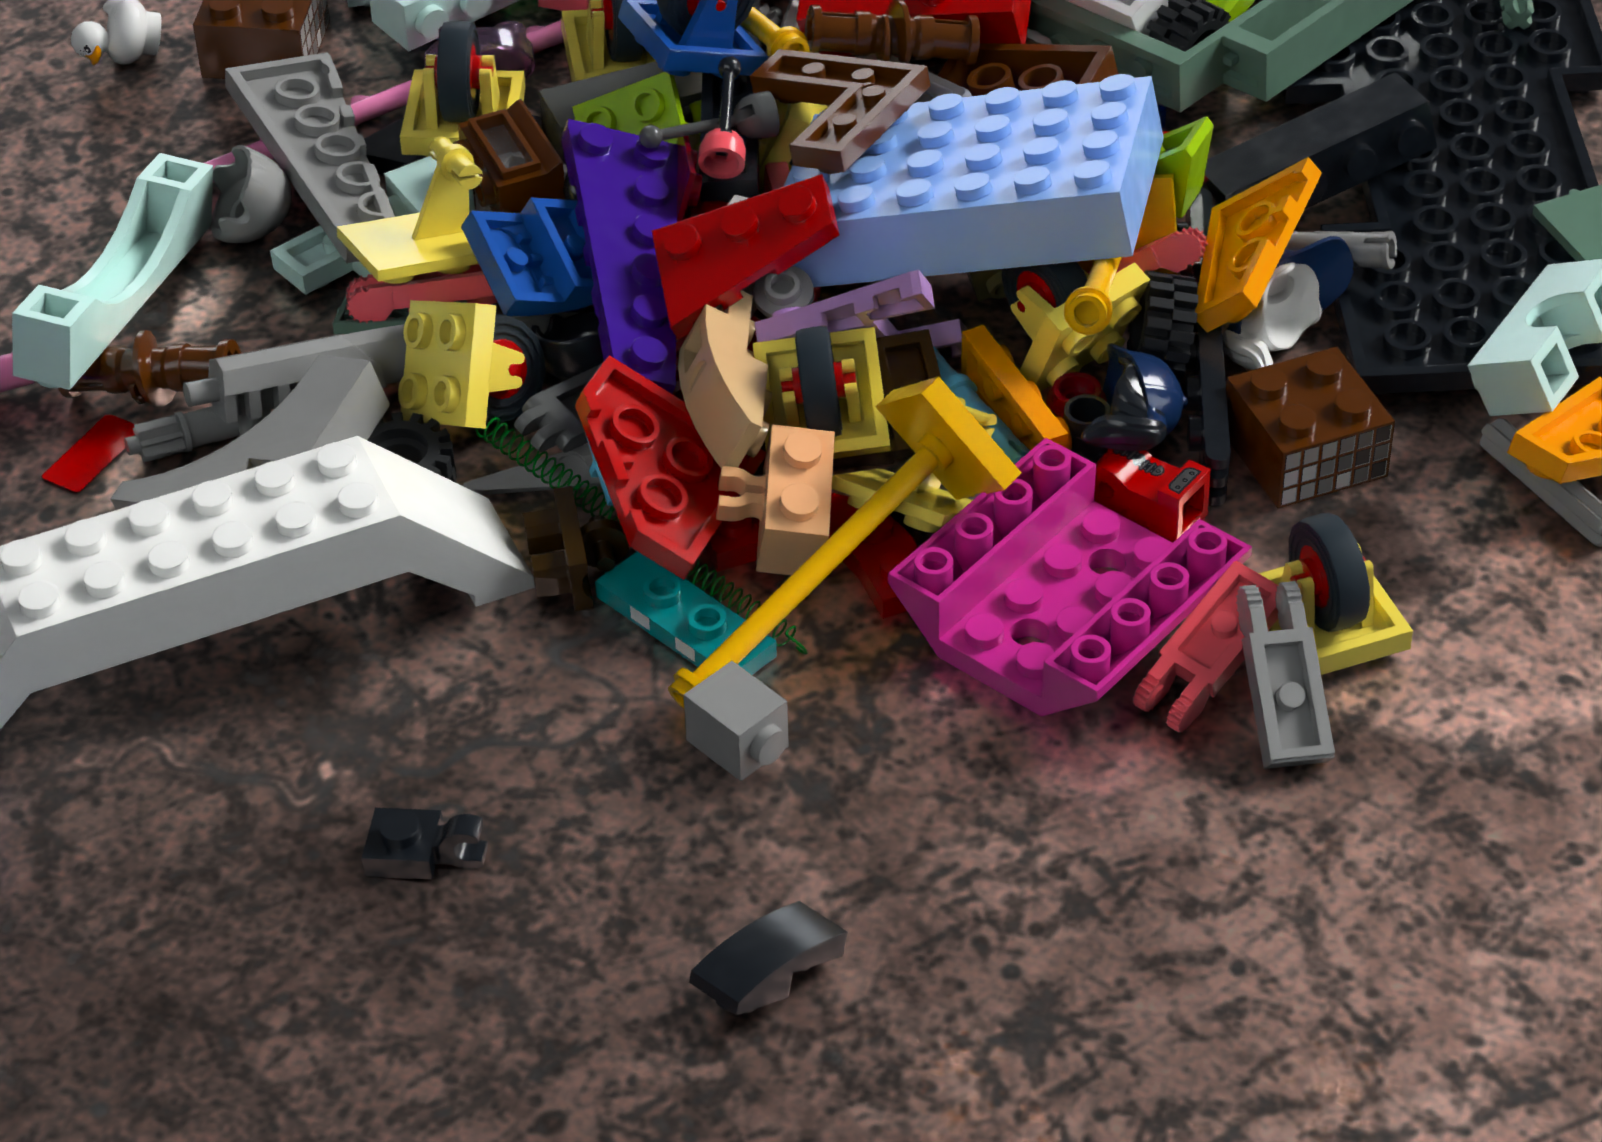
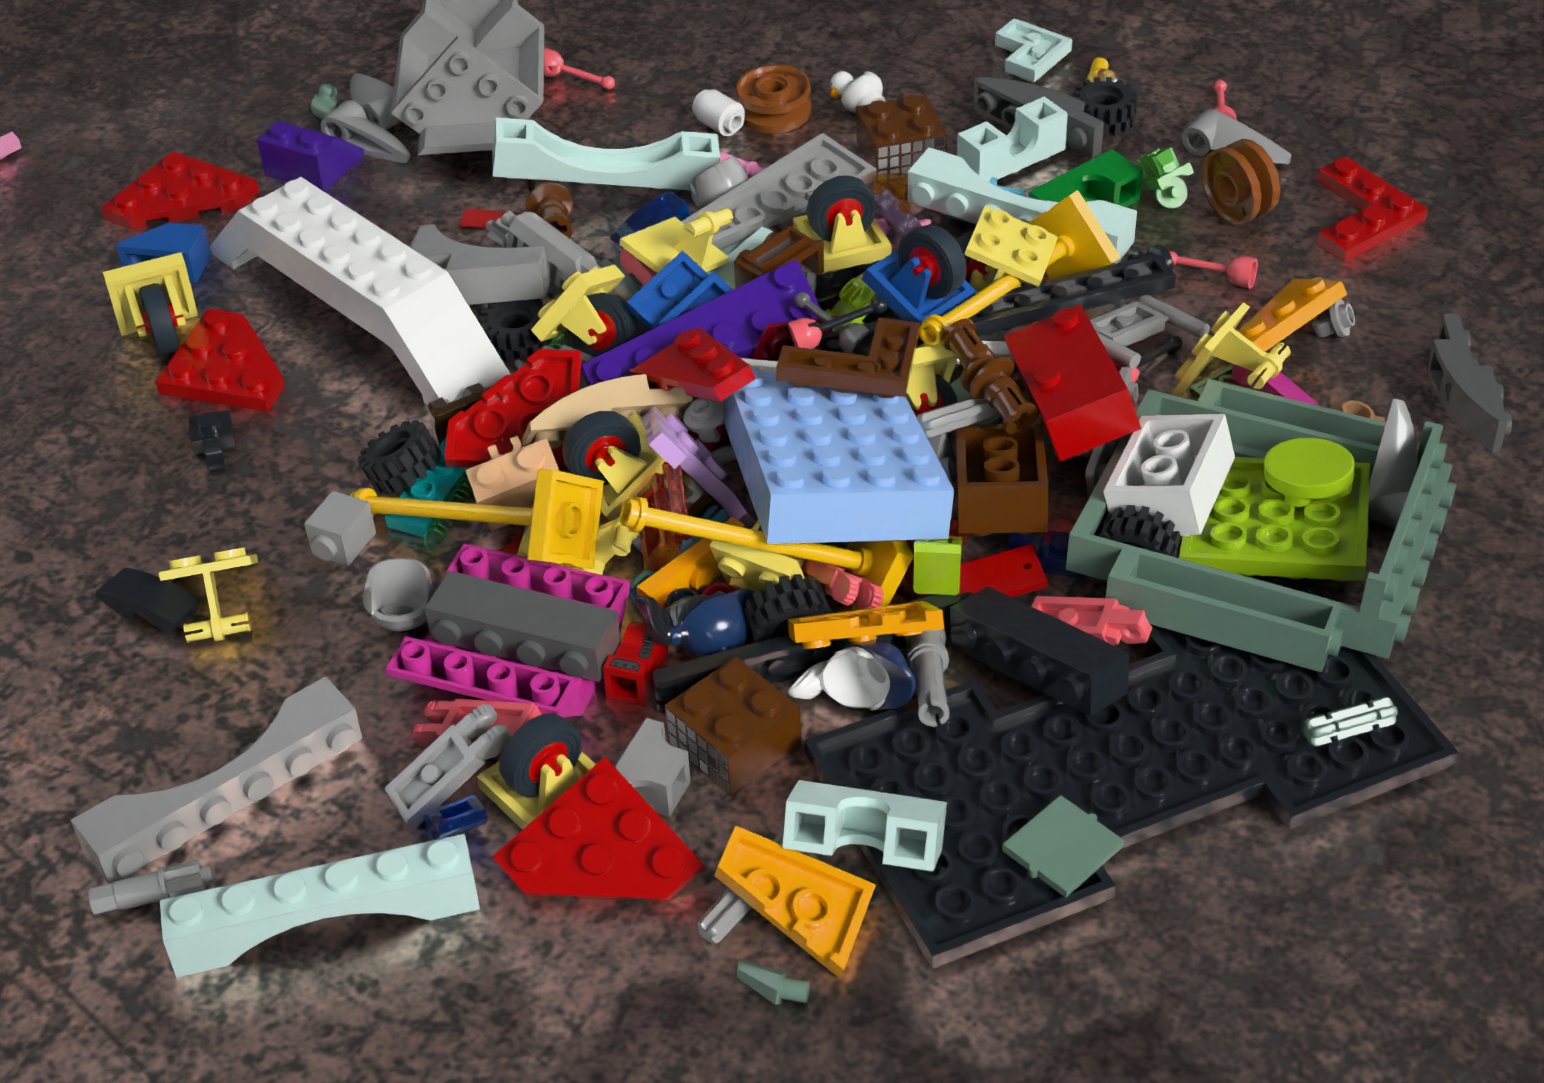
camera: 70 degrees right, 0 degrees up
(49, 166) = (718, 112): none -> white brick
(62, 110) = (774, 98): none -> dark orange wheel
(86, 837) = (152, 299): none -> light yellow plate
(239, 808) = (223, 365): none -> red plate
(264, 288) = (652, 213): none -> clear blue slope
(369, 61) = (897, 184): none -> clear orange tile
(611, 602) = (399, 457): none -> black tyre
(773, 860) = (216, 626): none -> light yellow plate
(928, 677) = (398, 593): none -> light grey hair
(970, 361) = (663, 493): none -> clear red plate
(1072, 553) = (523, 625): none -> dark grey brick
(1248, 1035) = (140, 828): none -> light grey arch
(1280, 102) = (1098, 617): none -> coral hinge
(1348, 1024) = (150, 887): none -> light grey piece
(1362, 498) = (655, 767): none -> light grey brick
(1397, 680) = (455, 818): none -> clear blue slope
(1458, 577) = (599, 845): none -> red plate
(1465, 857) = (222, 923): none -> light aqua arch

